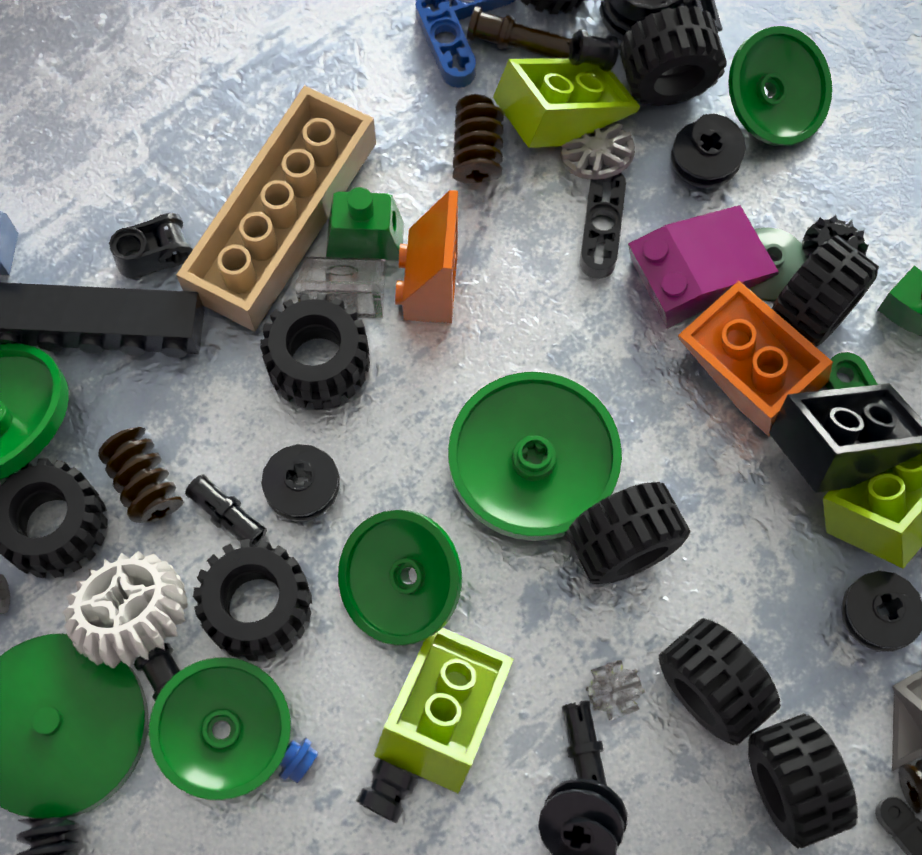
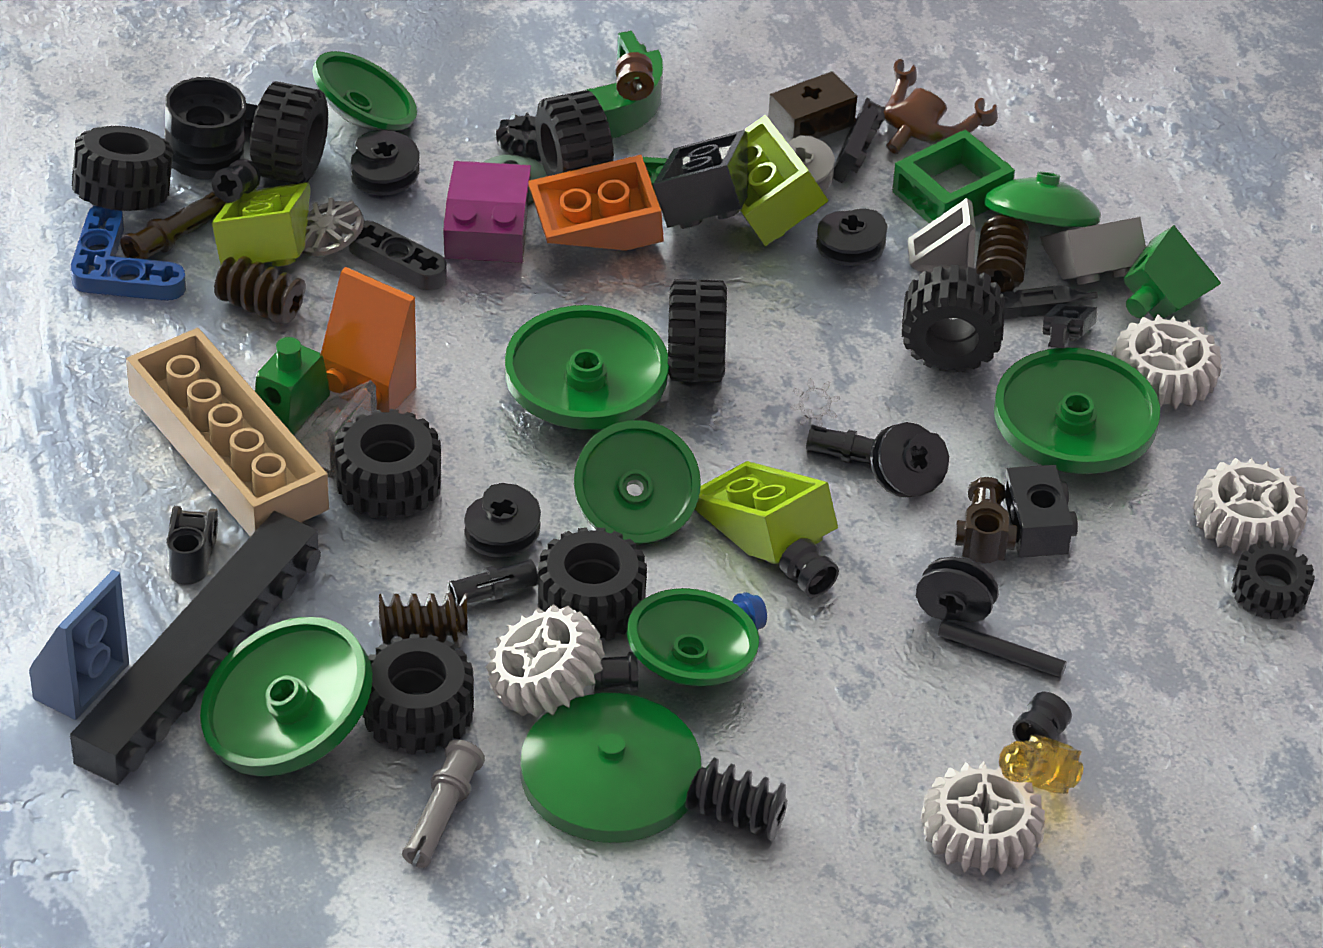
camera: 65 degrees left, 25 degrees down
(719, 681) = (850, 329): black tyre -> none

